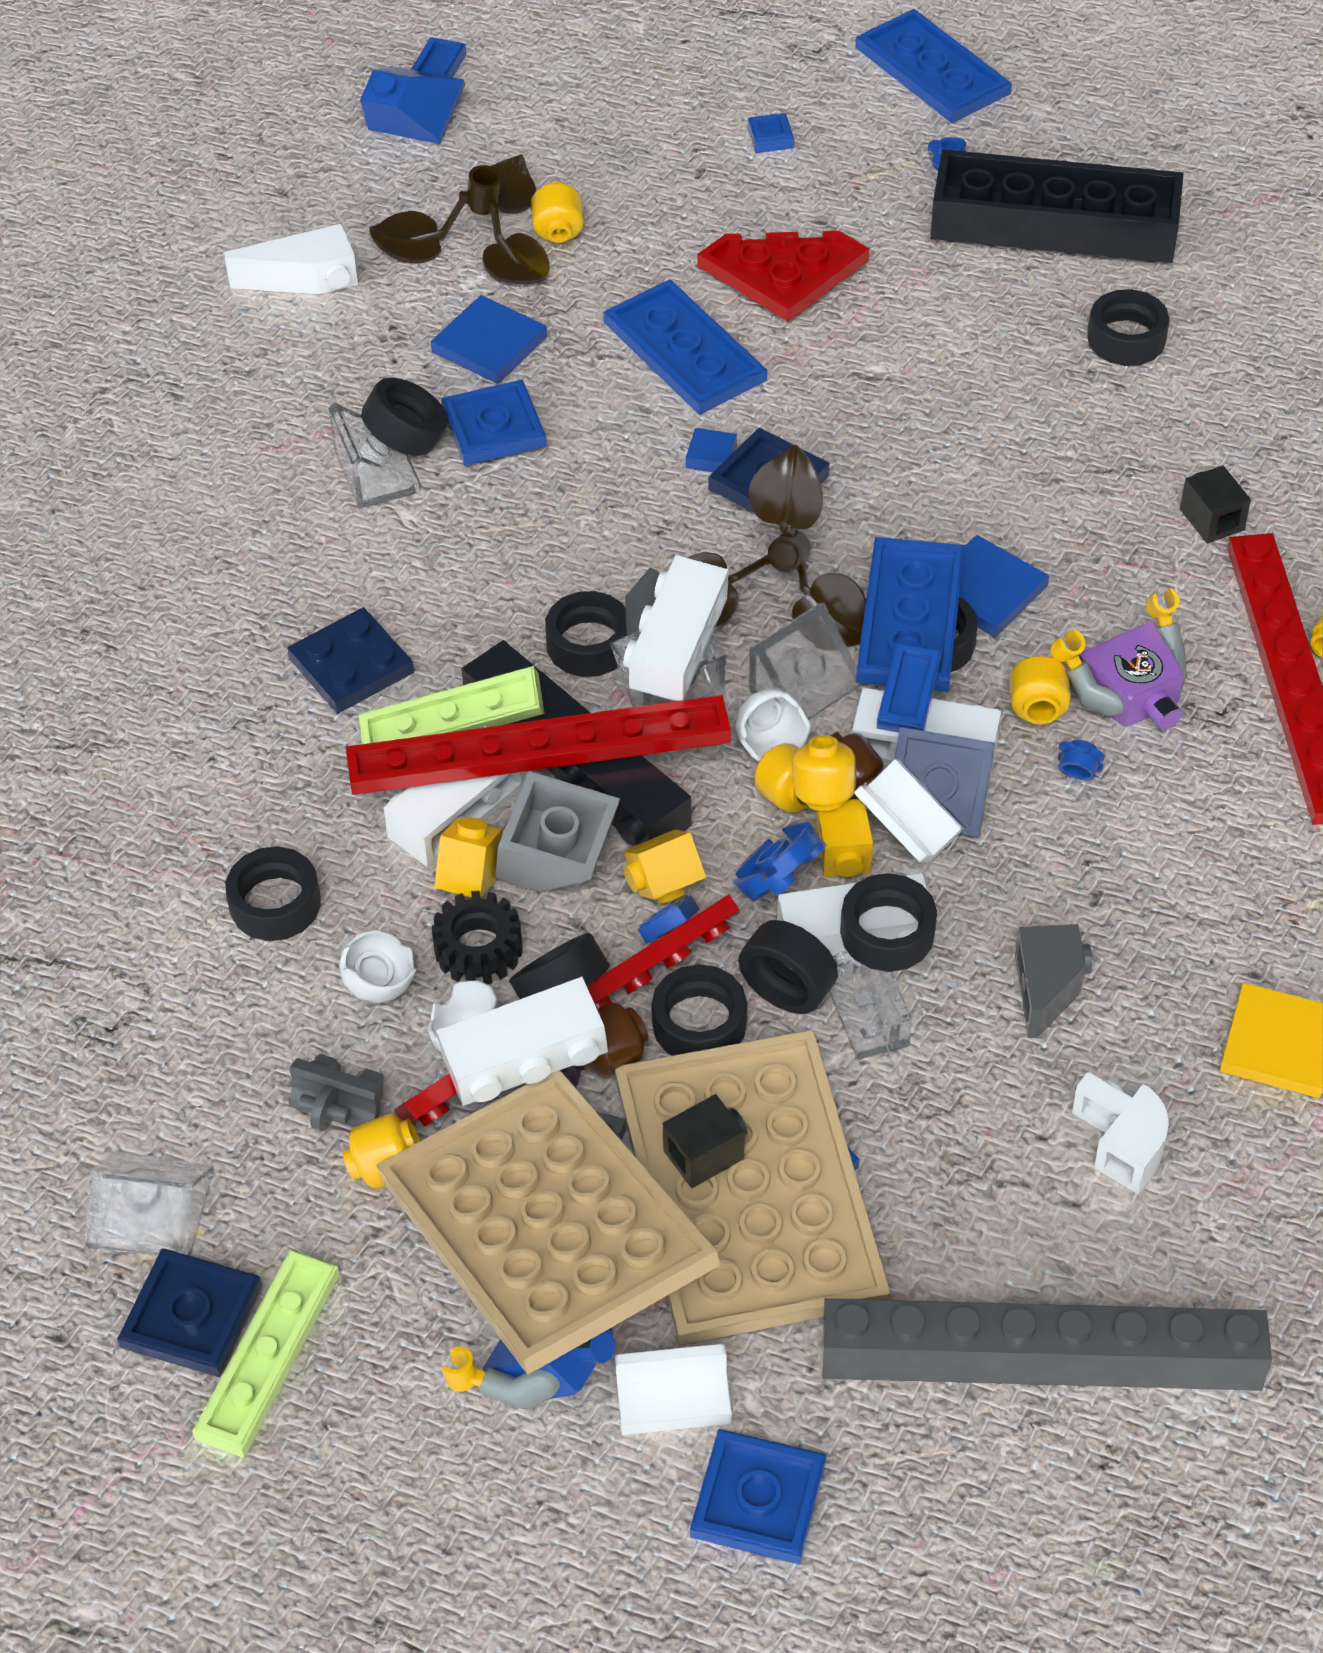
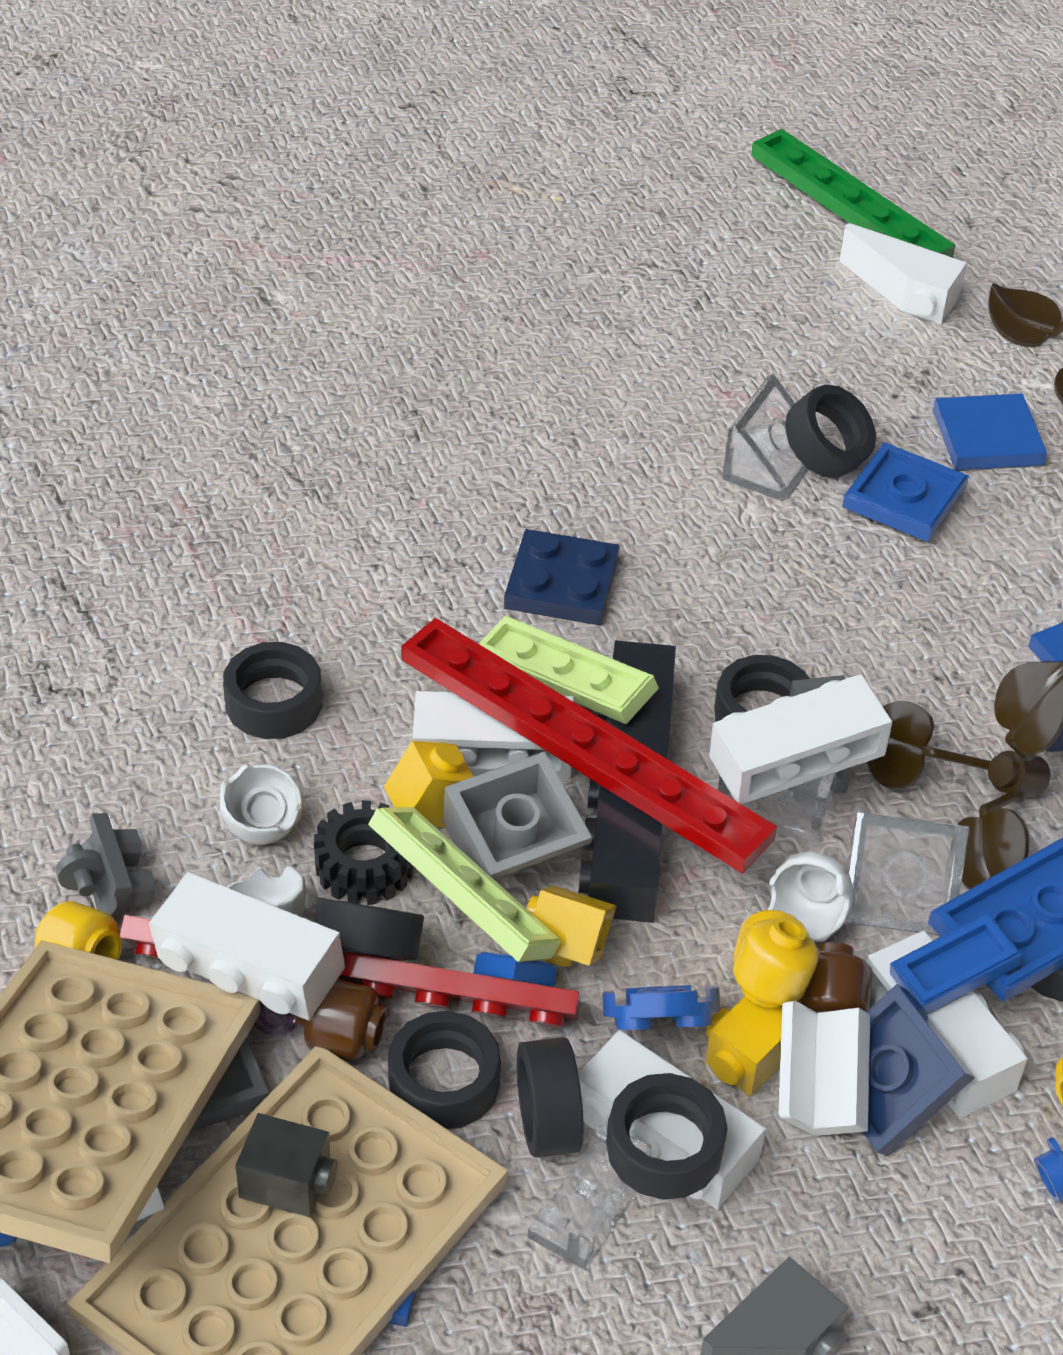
camera: 45 degrees right, 5 degrees down
(175, 231) = (843, 192): none -> green plate
(583, 891) = (465, 883): none -> yellowish green tile

